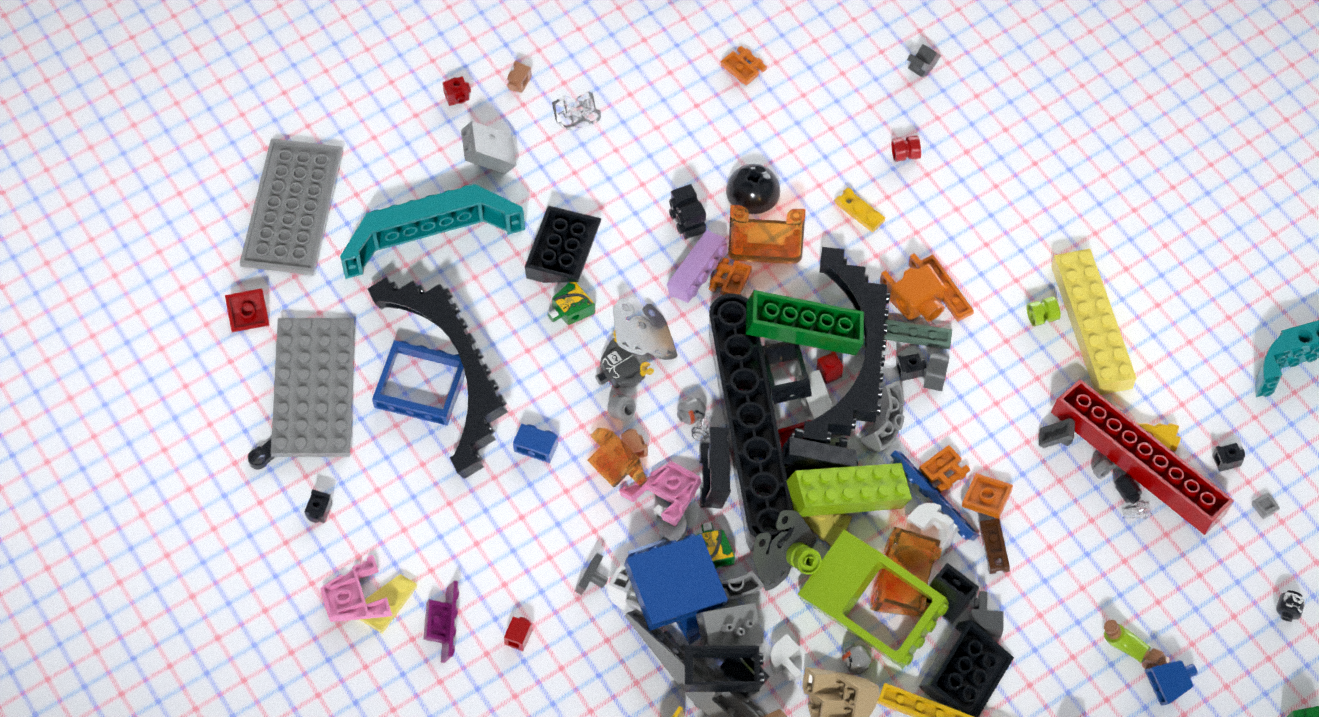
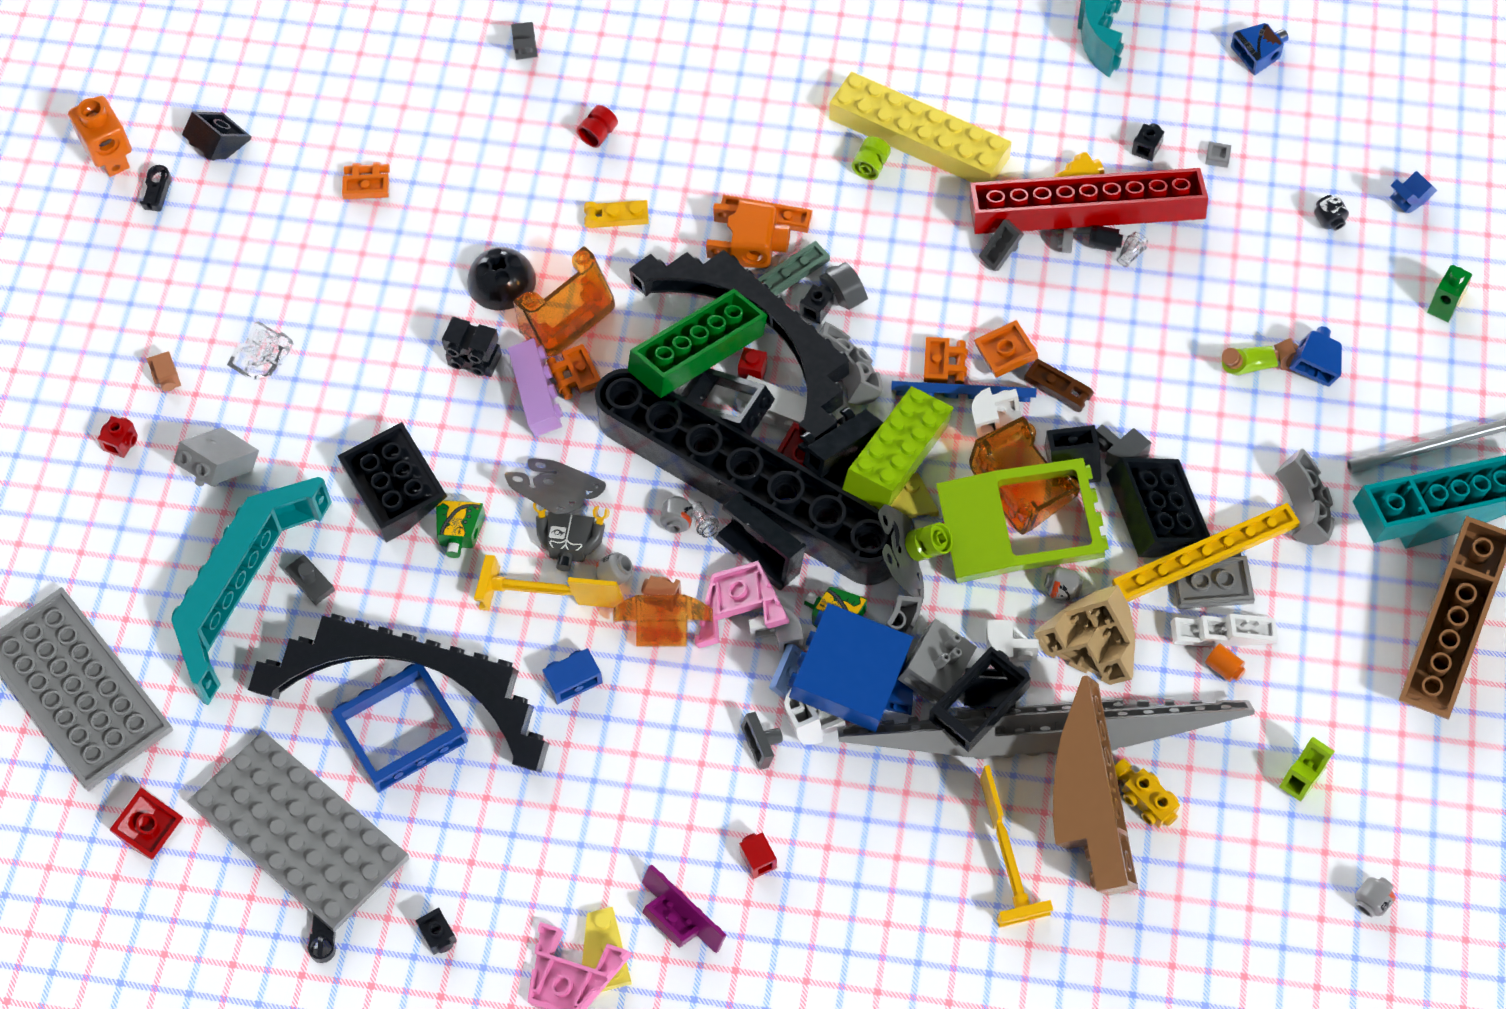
camera: 45 degrees left, 0 degrees up
(466, 261) = (309, 579): none -> dark grey tile
(552, 351) = (586, 591): none -> yellow piece

